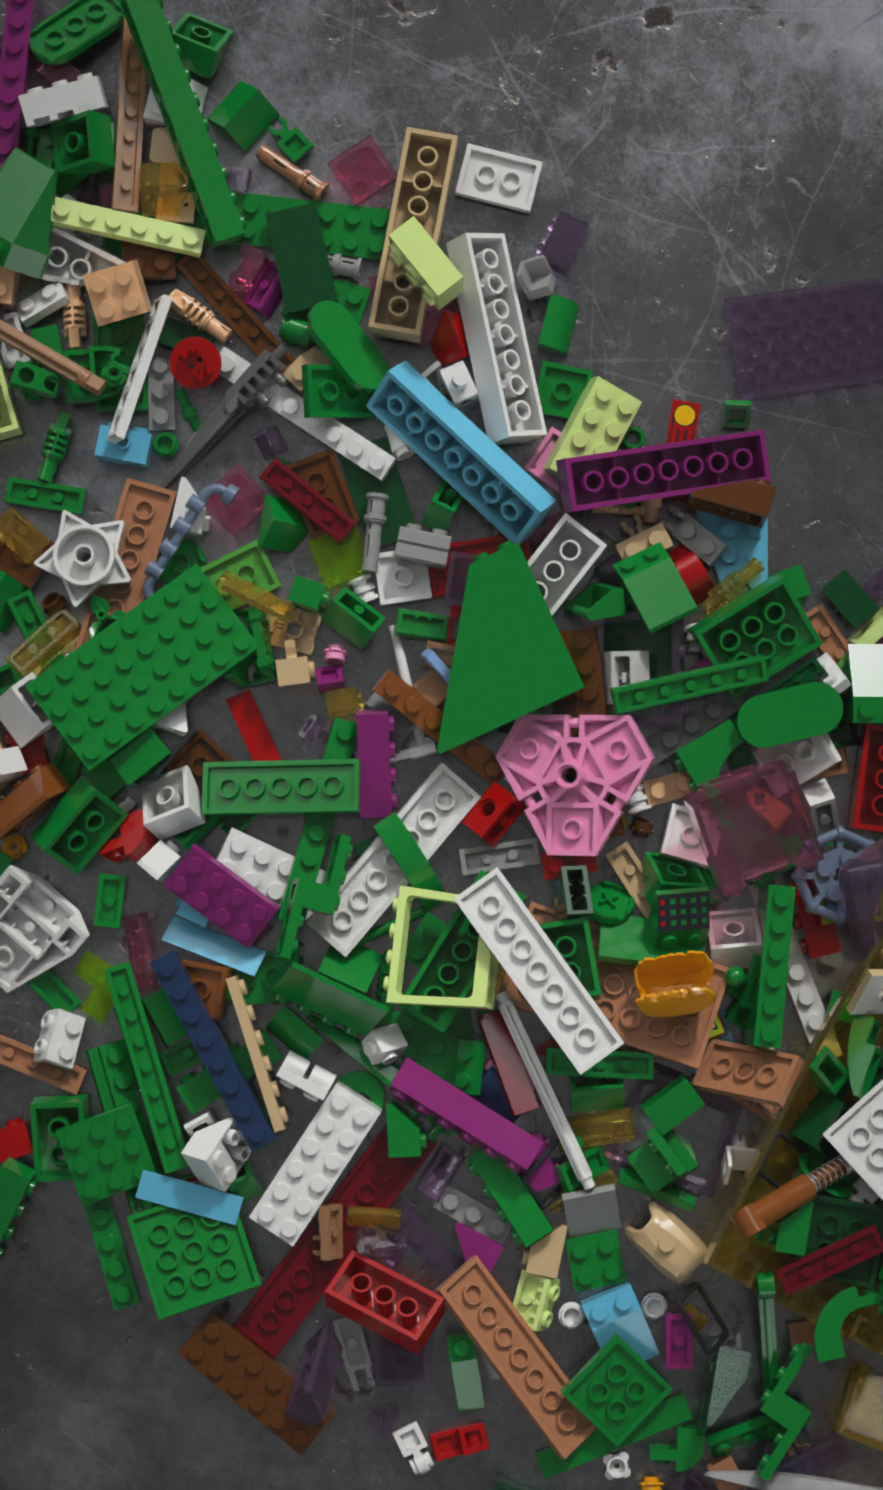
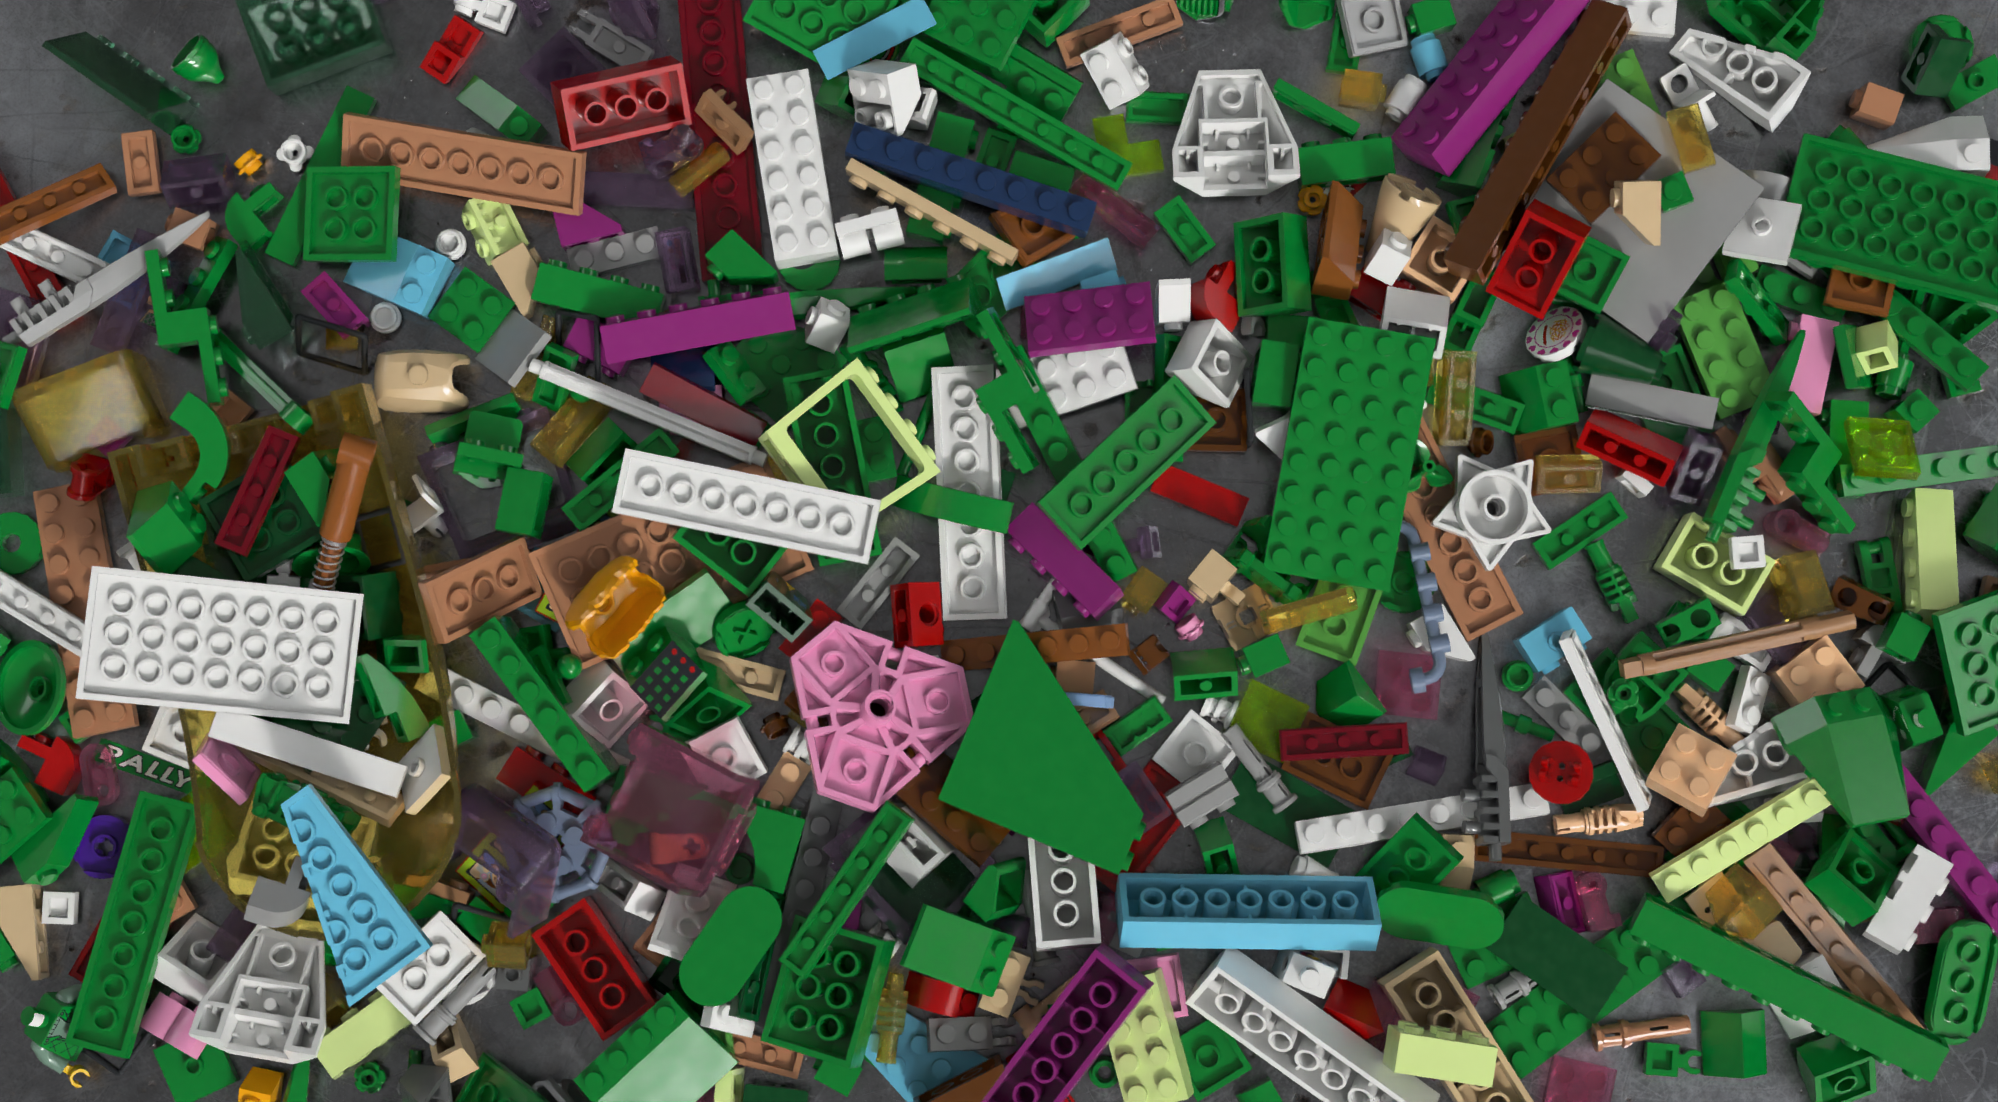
camera: 140 degrees right, 0 degrees up
(375, 660) = (1148, 654): none -> reddish brown leg

